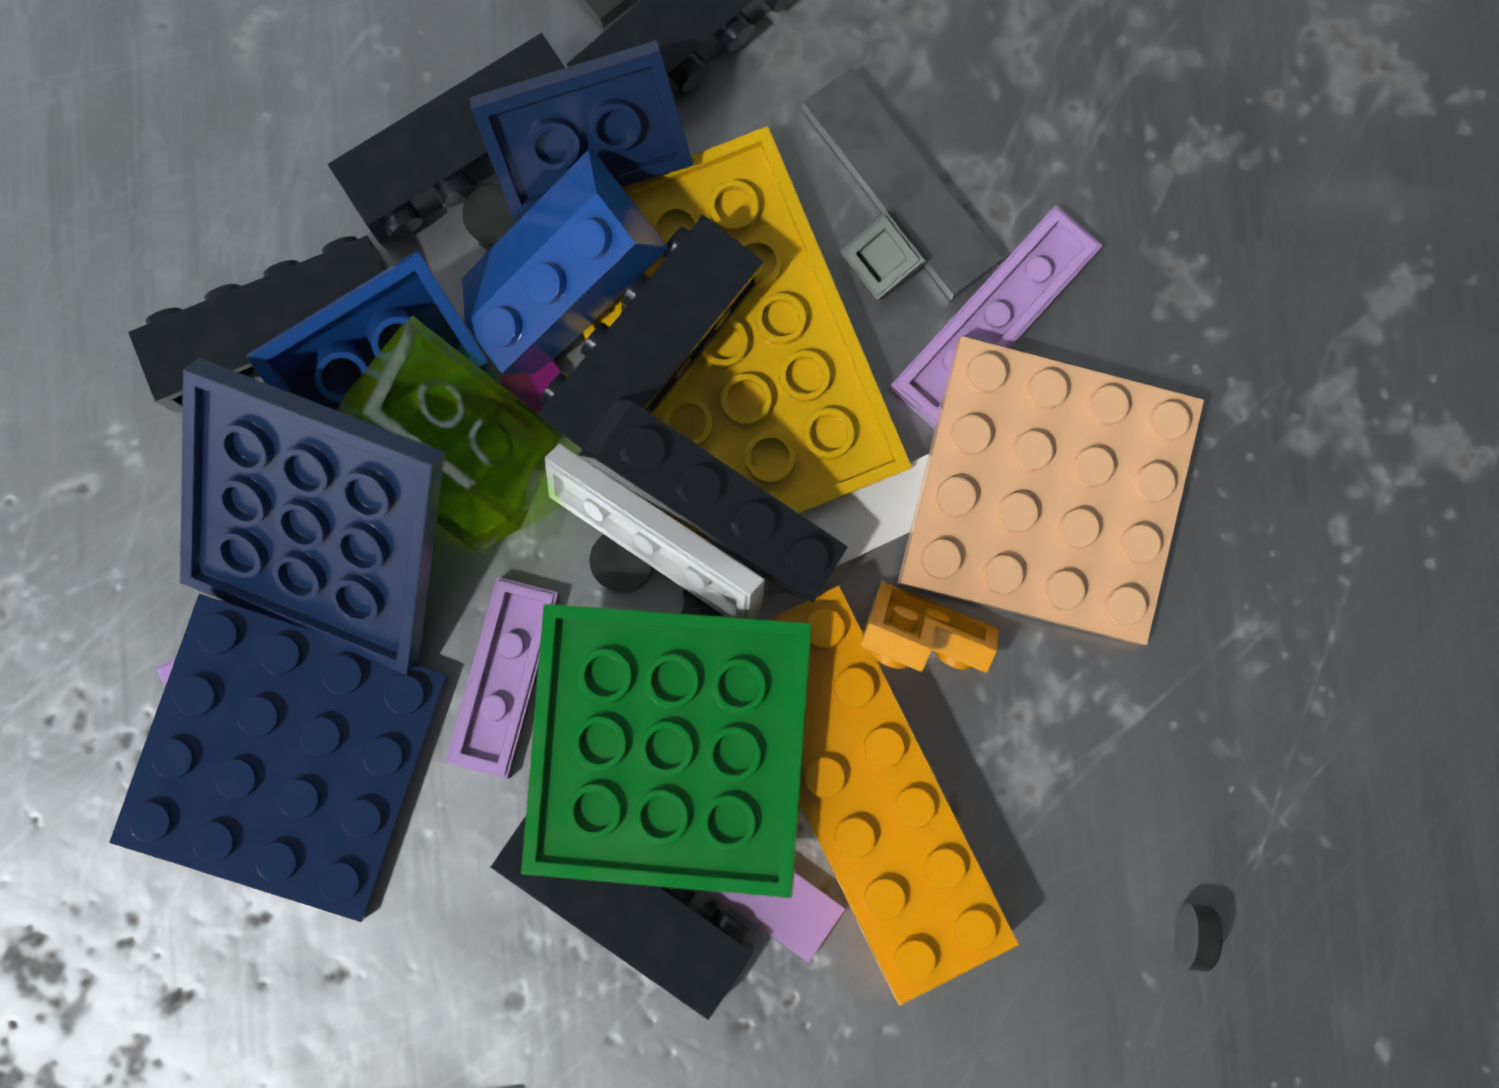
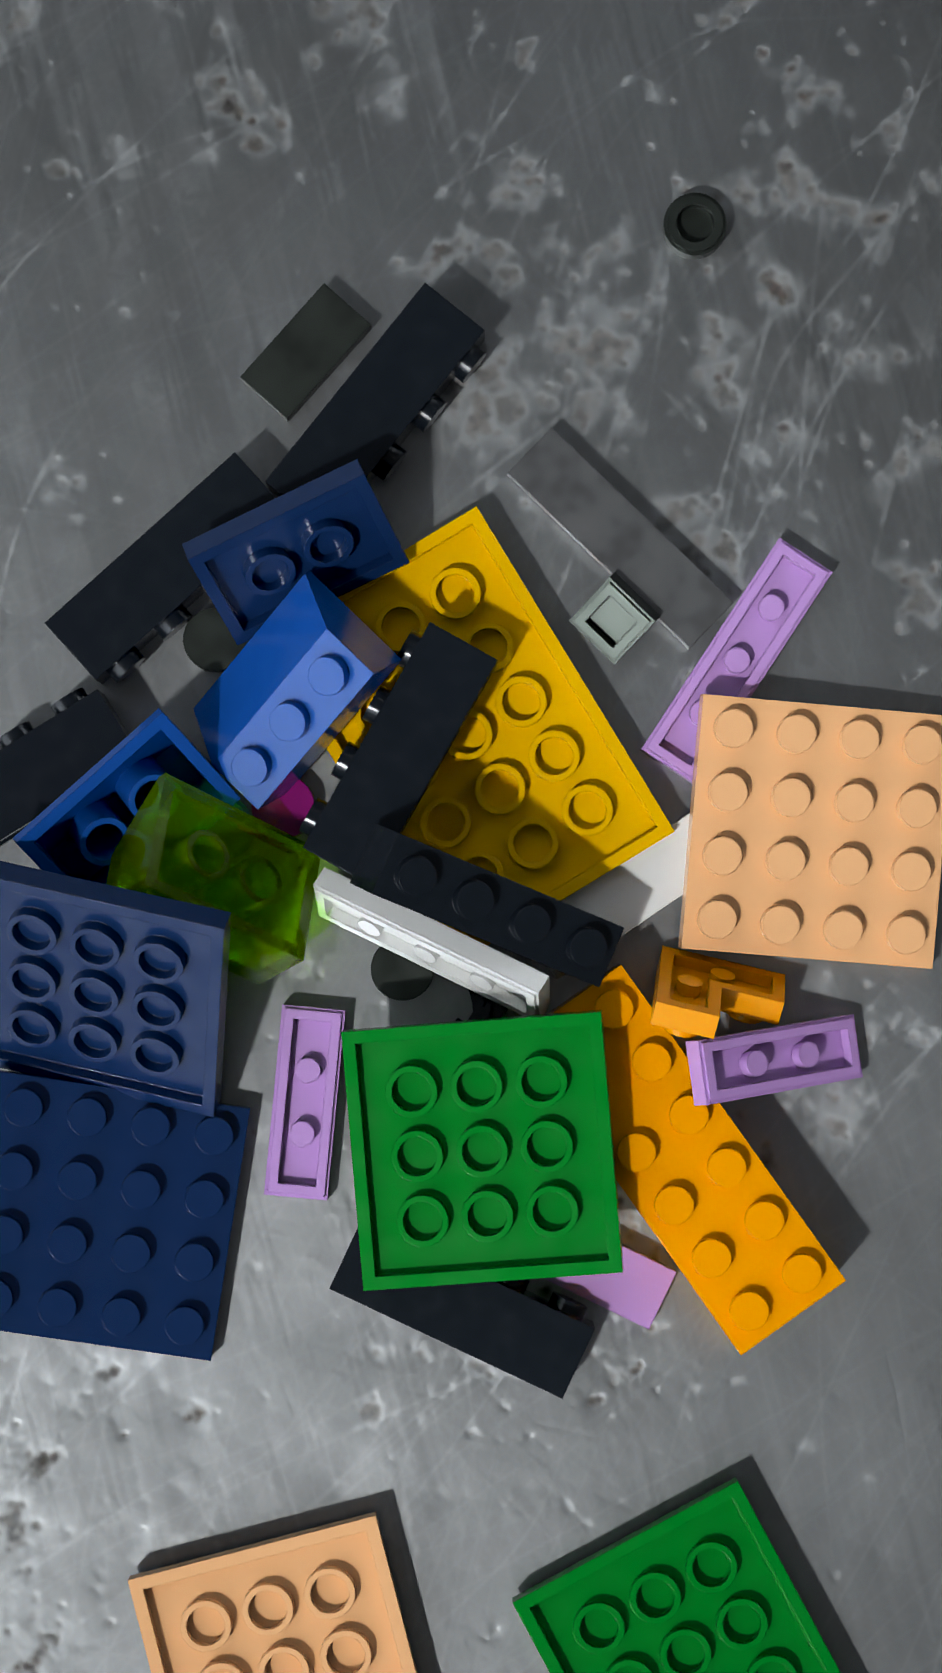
camera: 10 degrees left, 5 degrees up
(975, 707) = (773, 1059): none -> lavender tile

